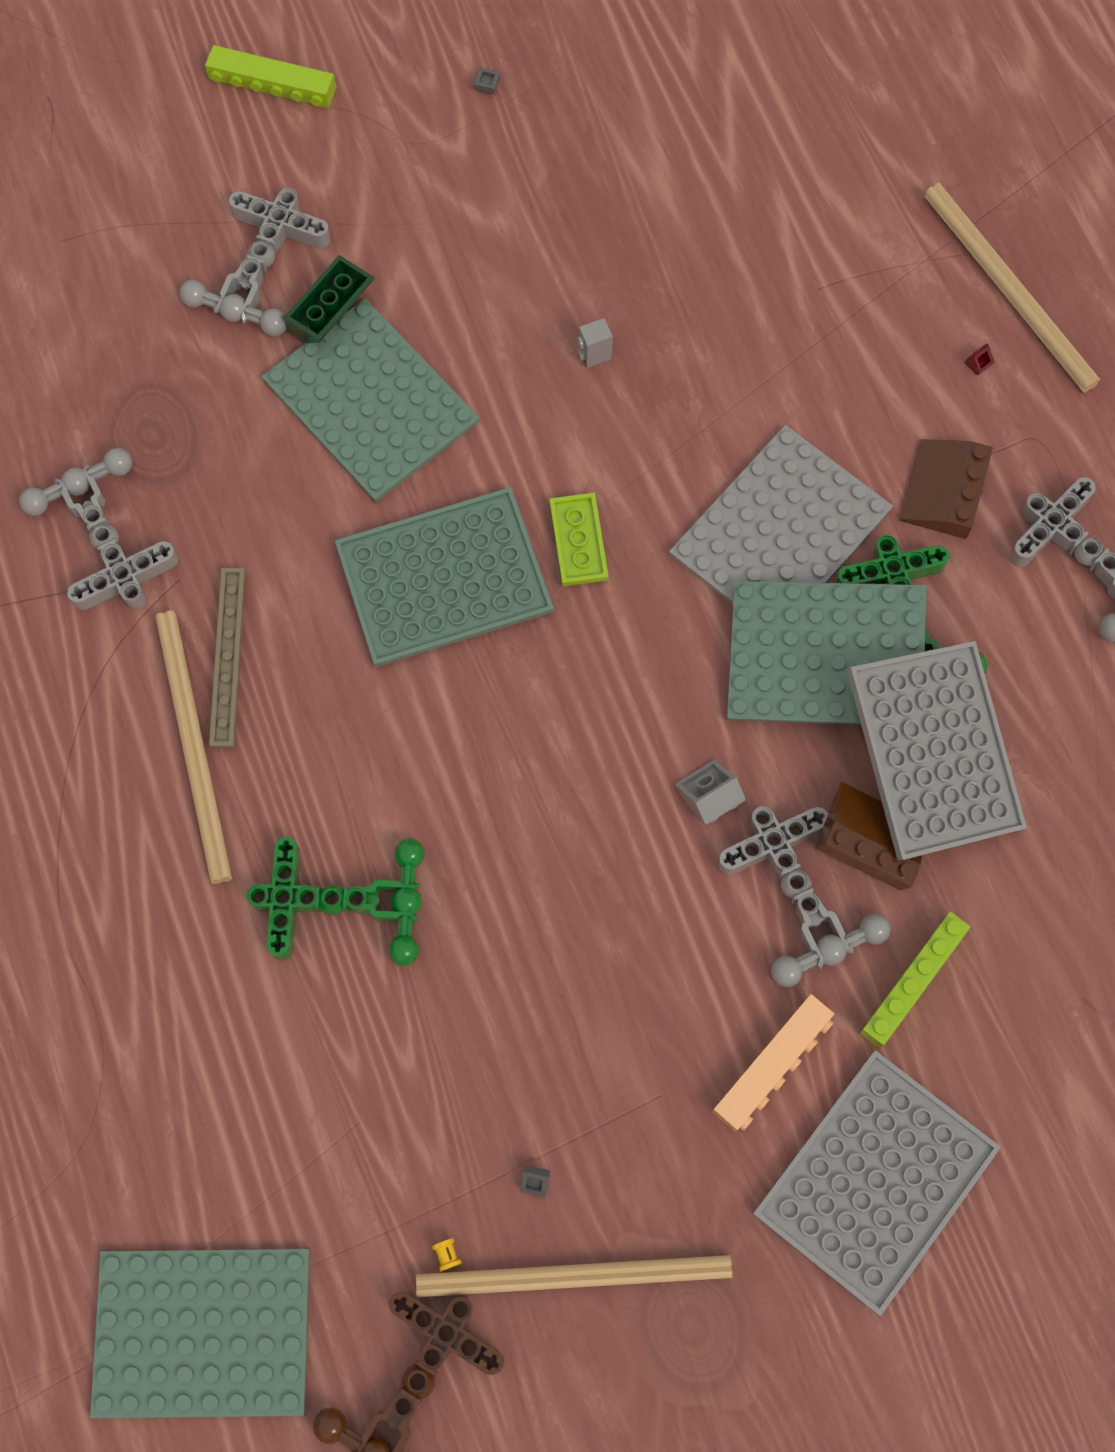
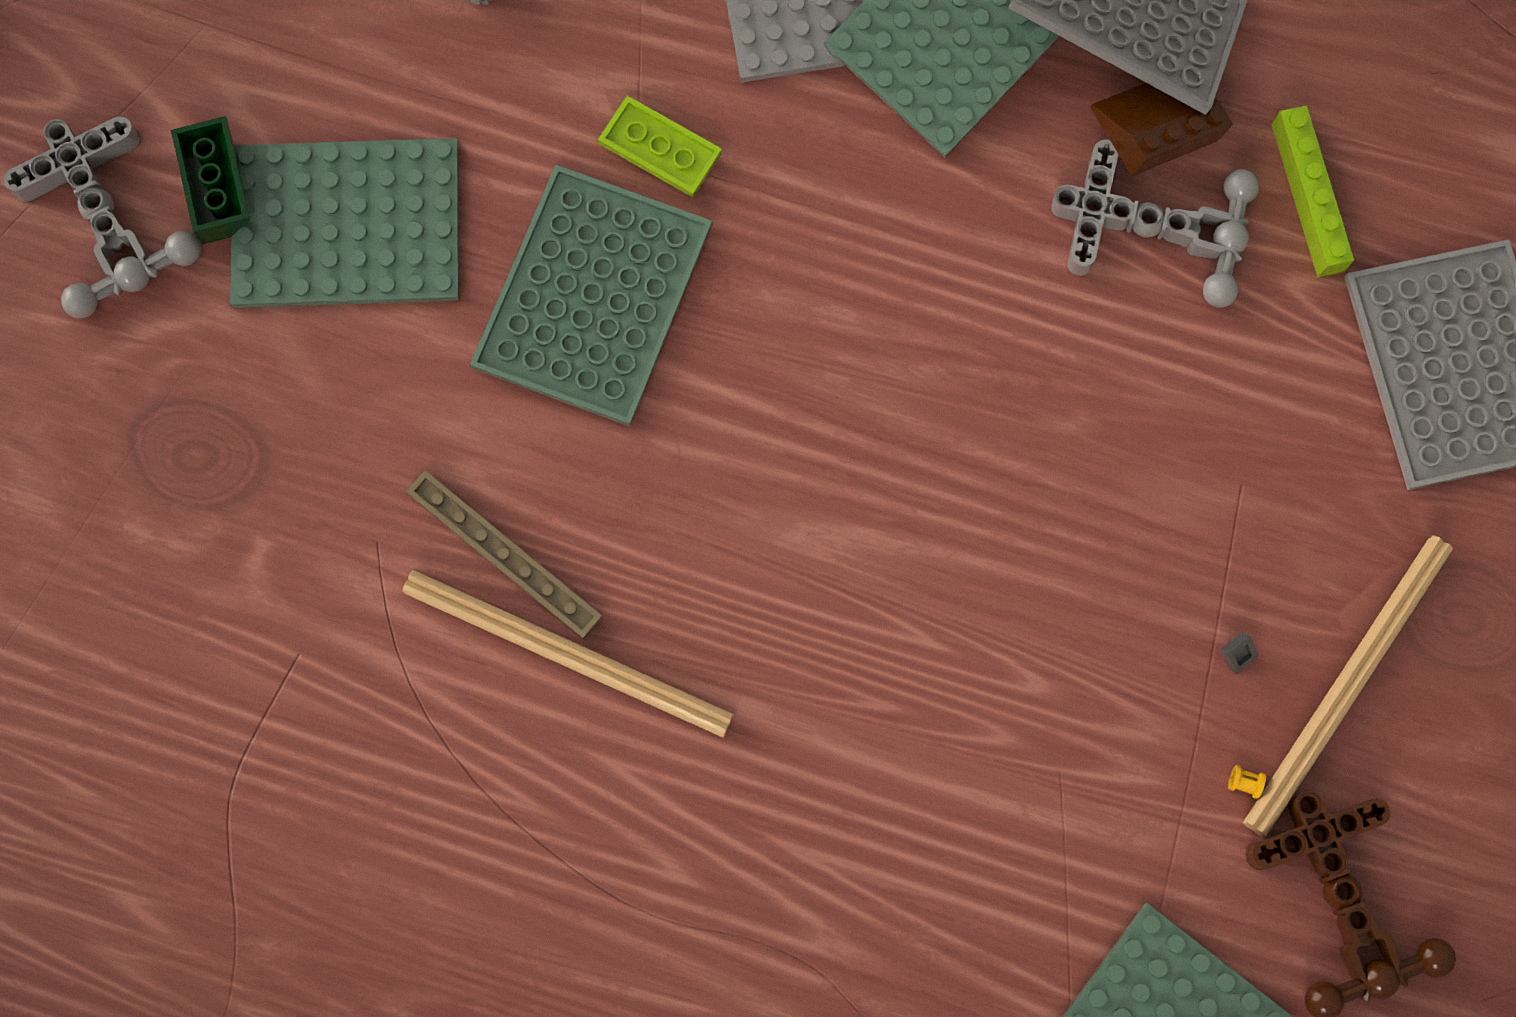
camera: 55 degrees left, 5 degrees up
(76, 483) = (189, 564): light grey piece -> none
(405, 901) = (888, 570): green piece -> none
(711, 792) = (1002, 223): light grey slope -> none
(773, 1063) = (1293, 367): light nougat brick -> none

